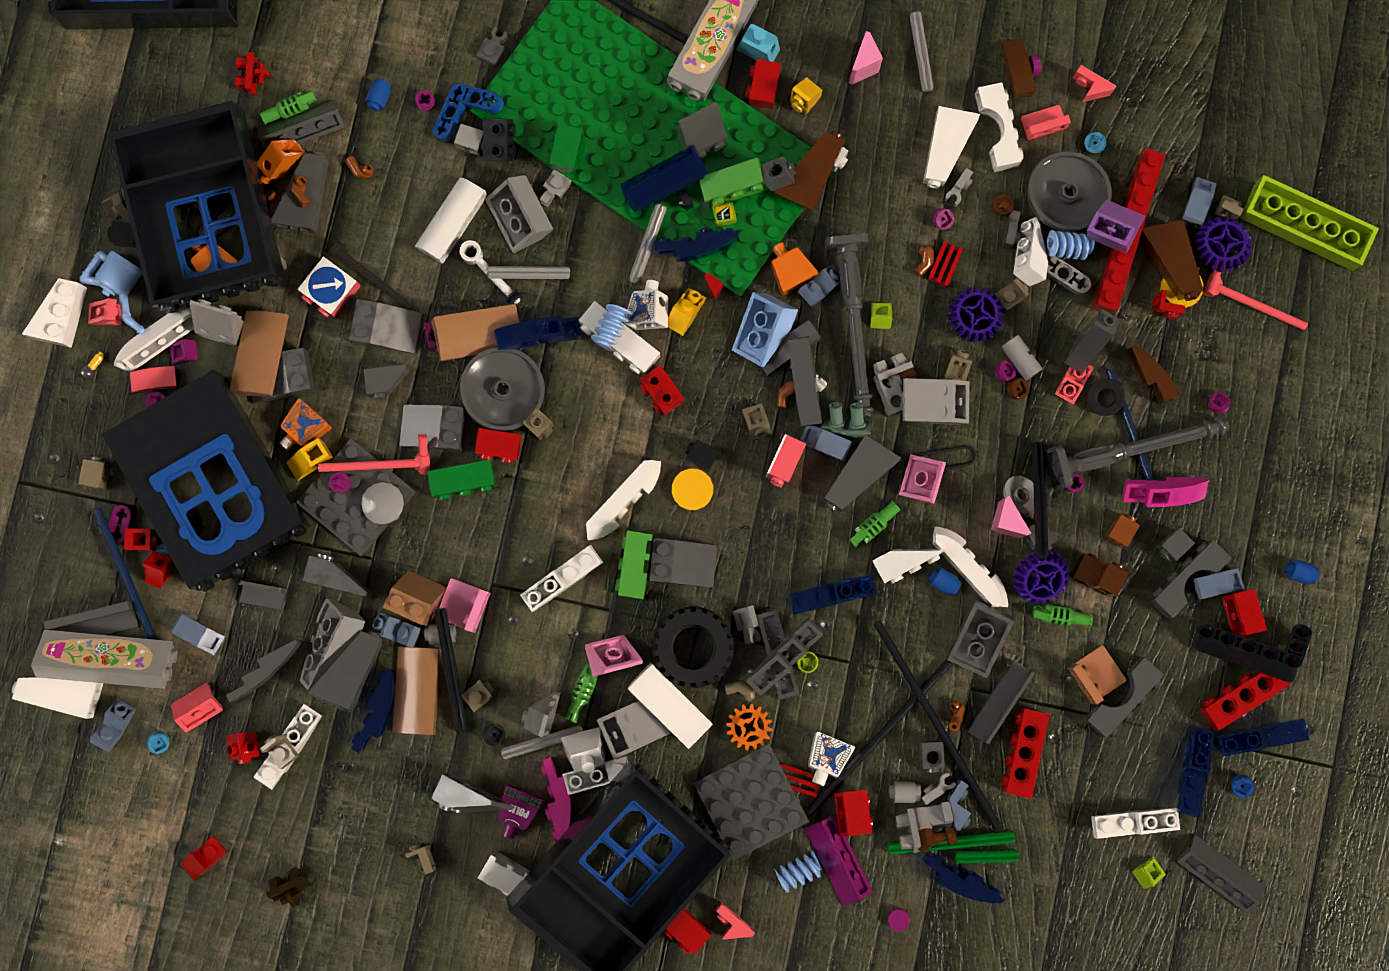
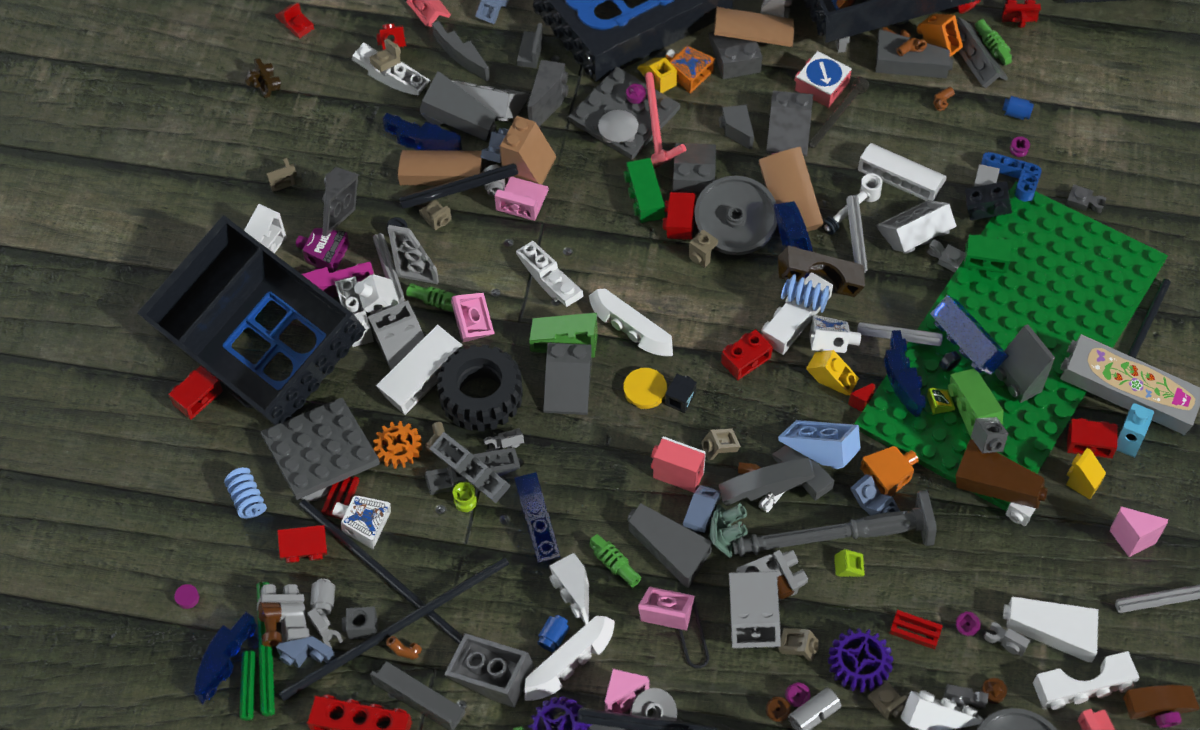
camera: 90 degrees right, 25 degrees down
(576, 330) = (844, 275): none -> dark brown arch
(738, 927) = (195, 440): coral slope -> none
(838, 861) = (252, 536): magenta panel -> none
(927, 260) = (917, 609): dark orange arm -> none

